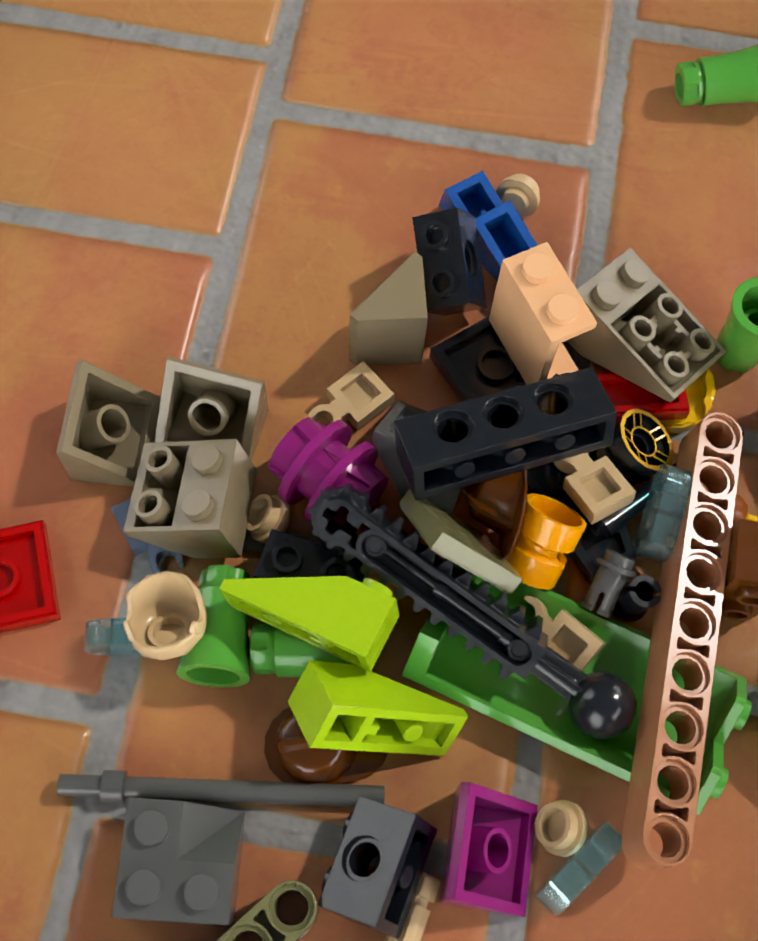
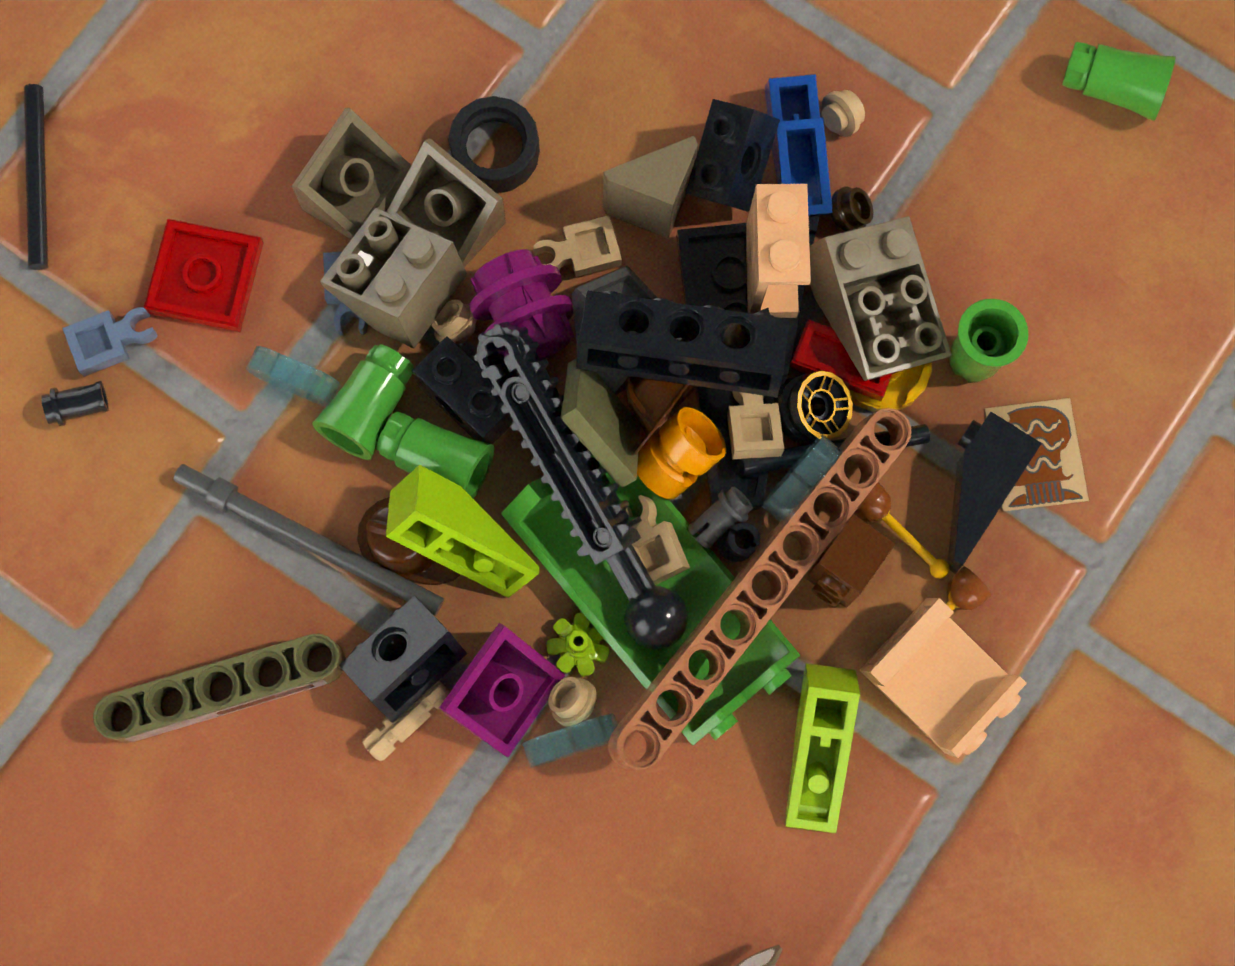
camera: 25 degrees right, 10 degrees up
(165, 615) = (319, 372): tan hair -> none
(179, 863) = (246, 580): dark grey slope -> none
(233, 313) = (504, 111): none -> black tyre
(326, 611) = (453, 430): lime slope -> none
(530, 778) = (574, 655): none -> lime plant
(575, 266) = (851, 208): none -> dark brown plate

